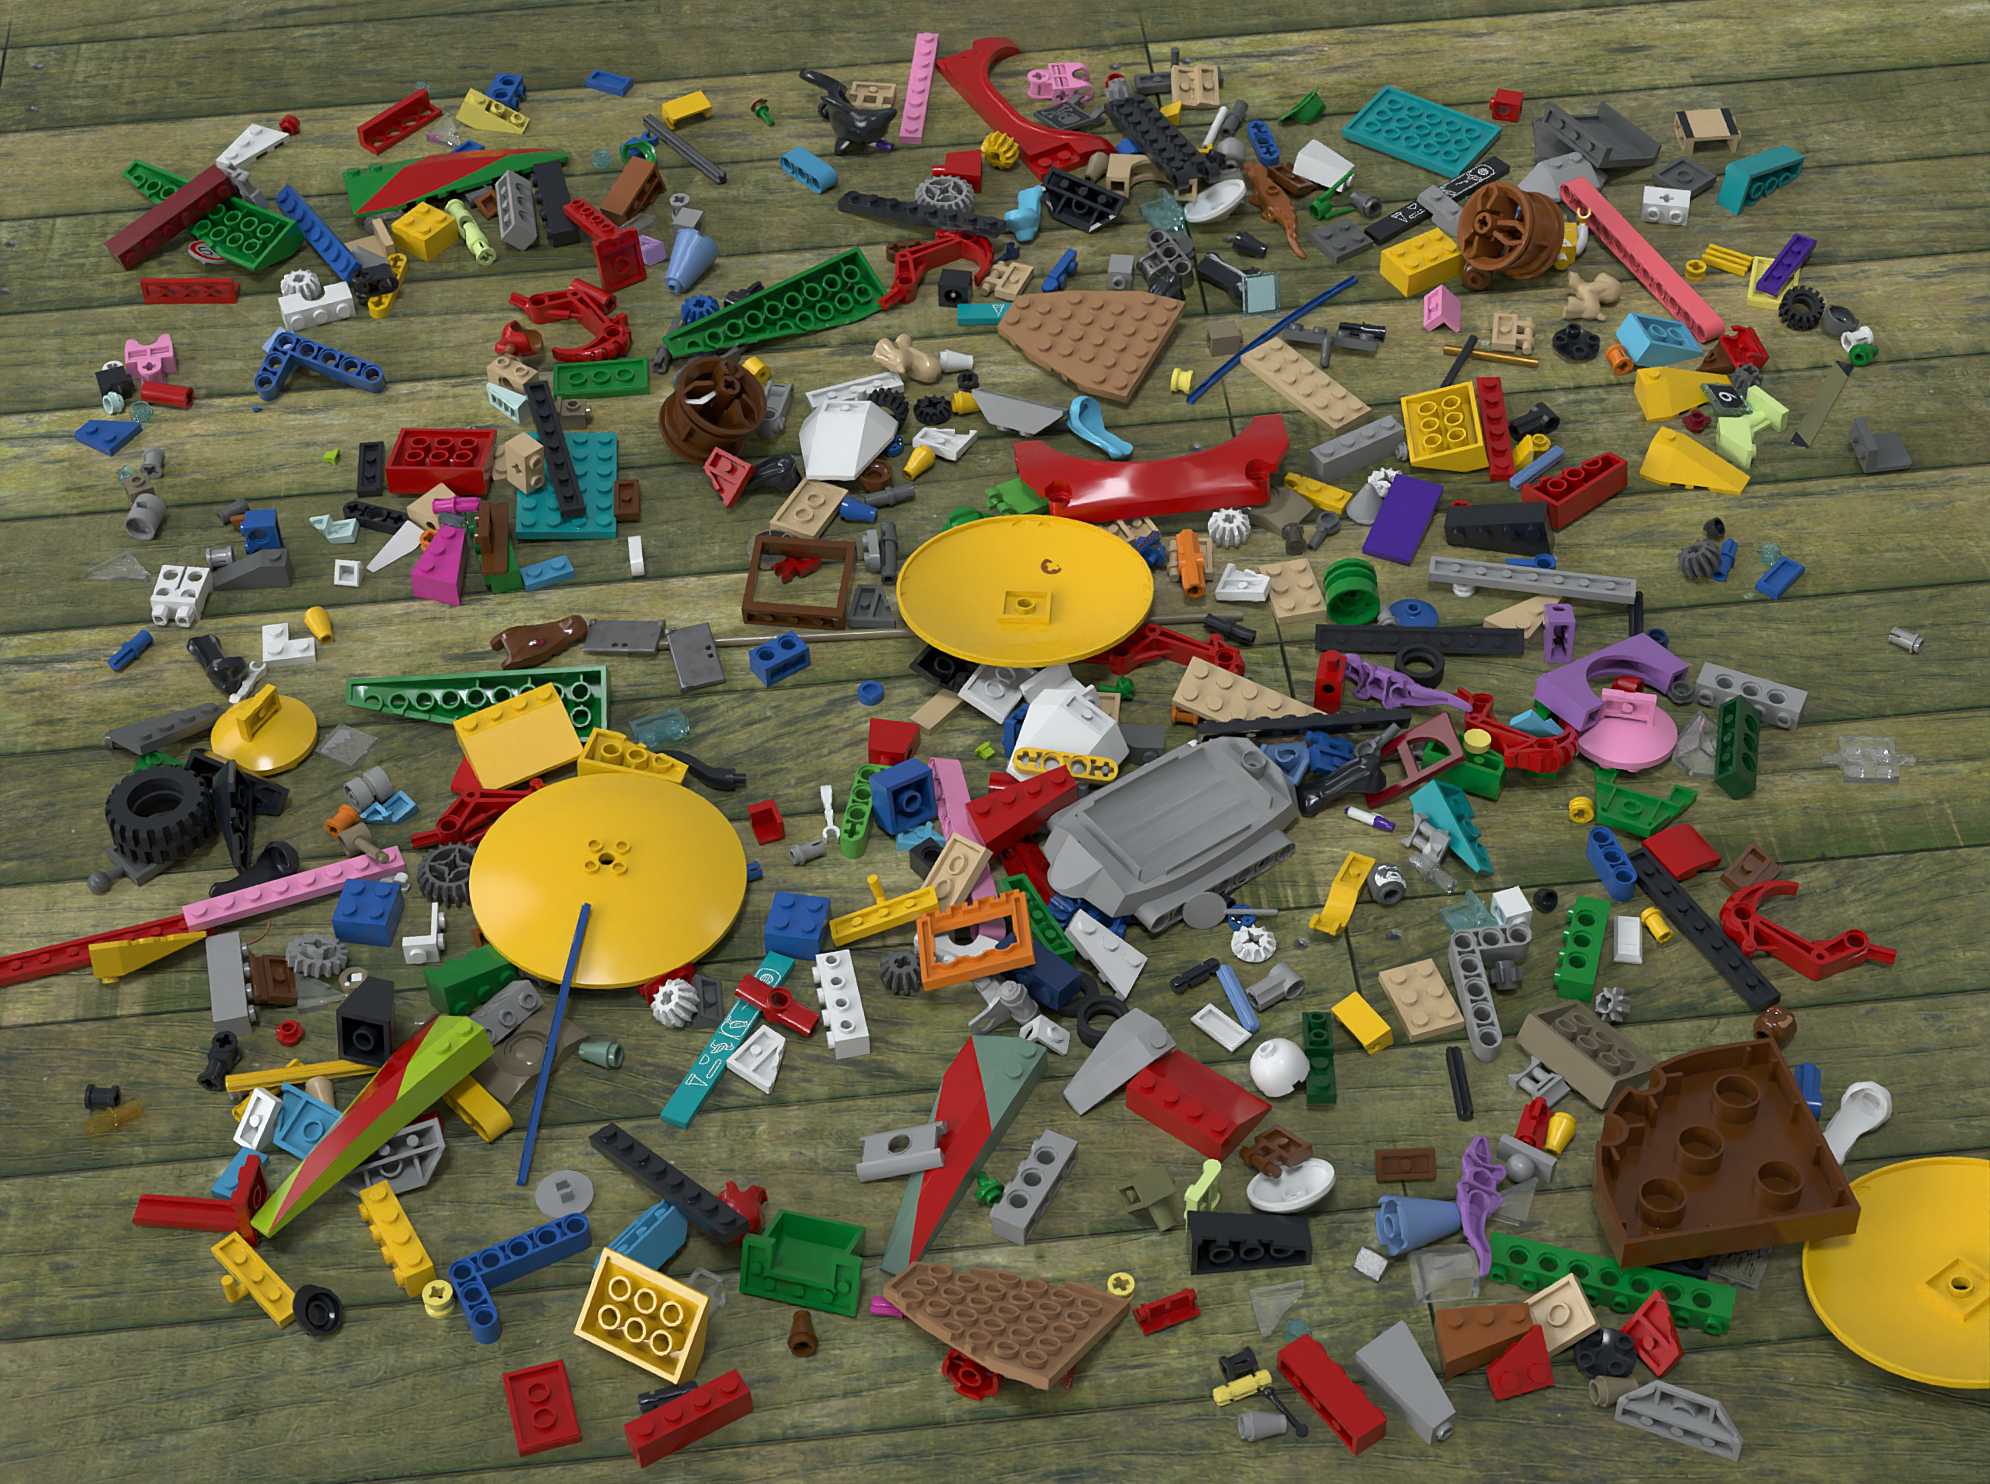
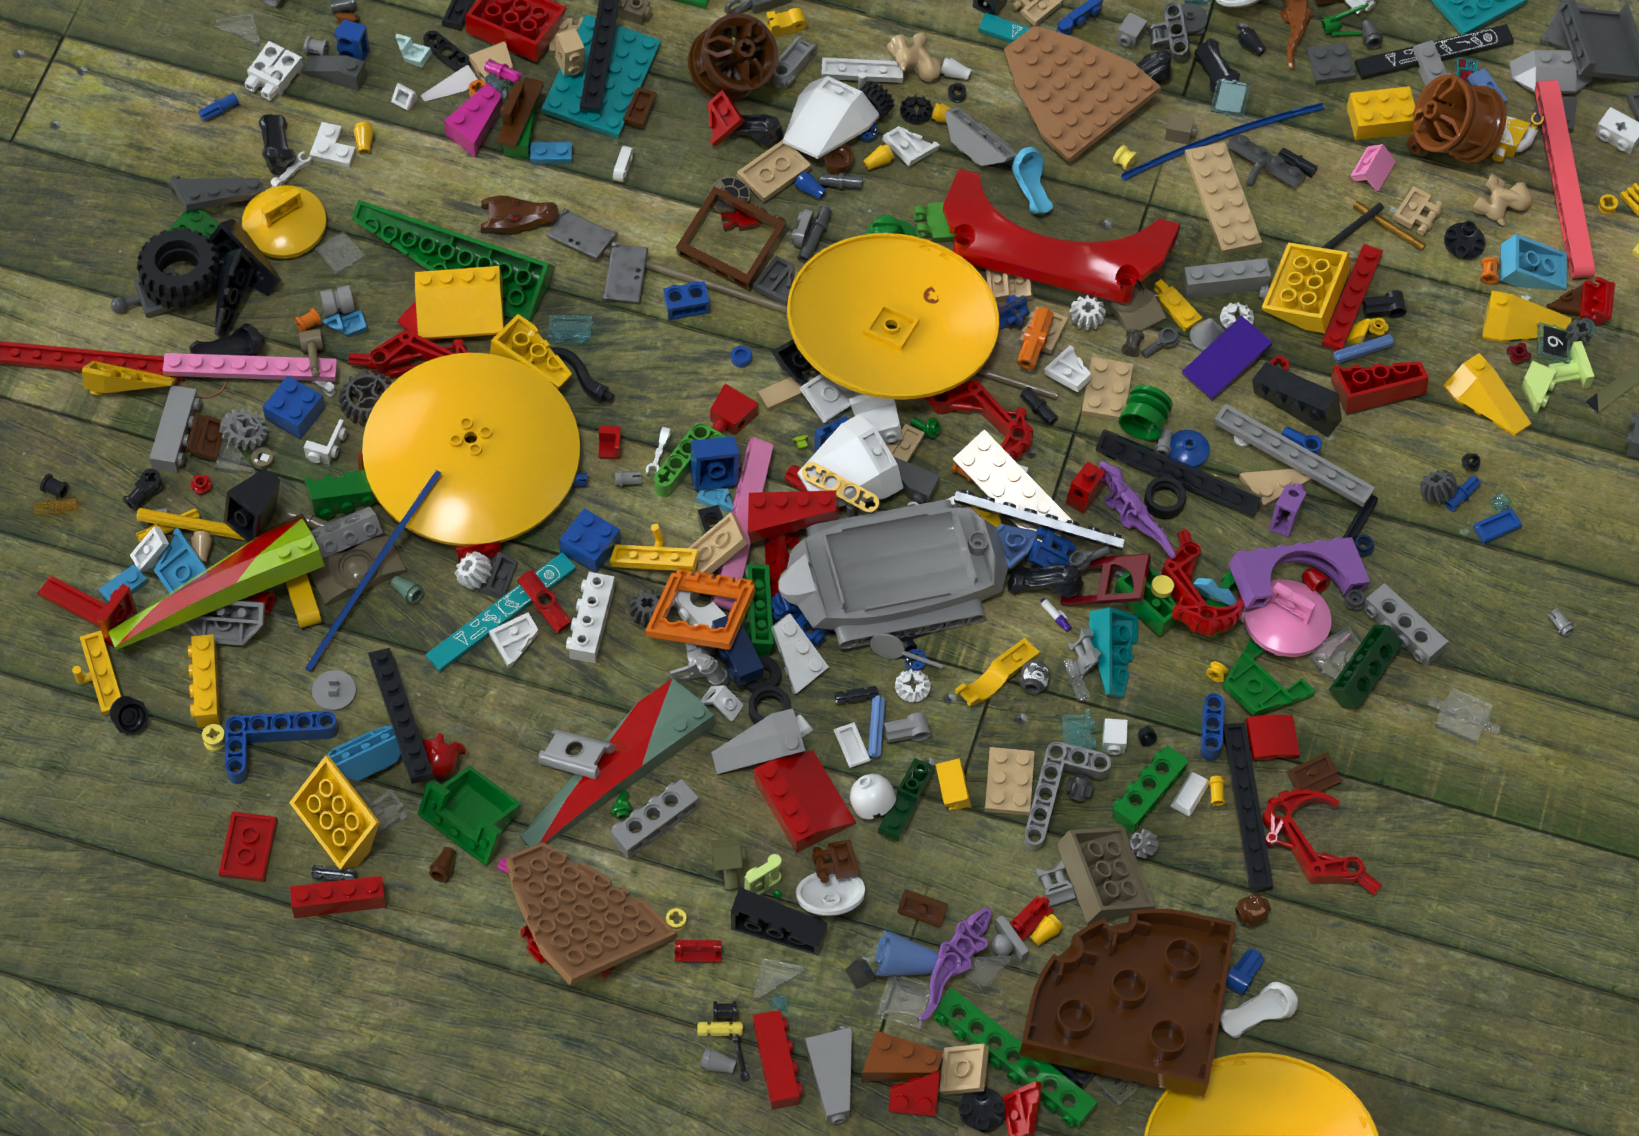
camera: 20 degrees right, 15 degrees up
(1459, 1083) = (999, 859): black axle -> none

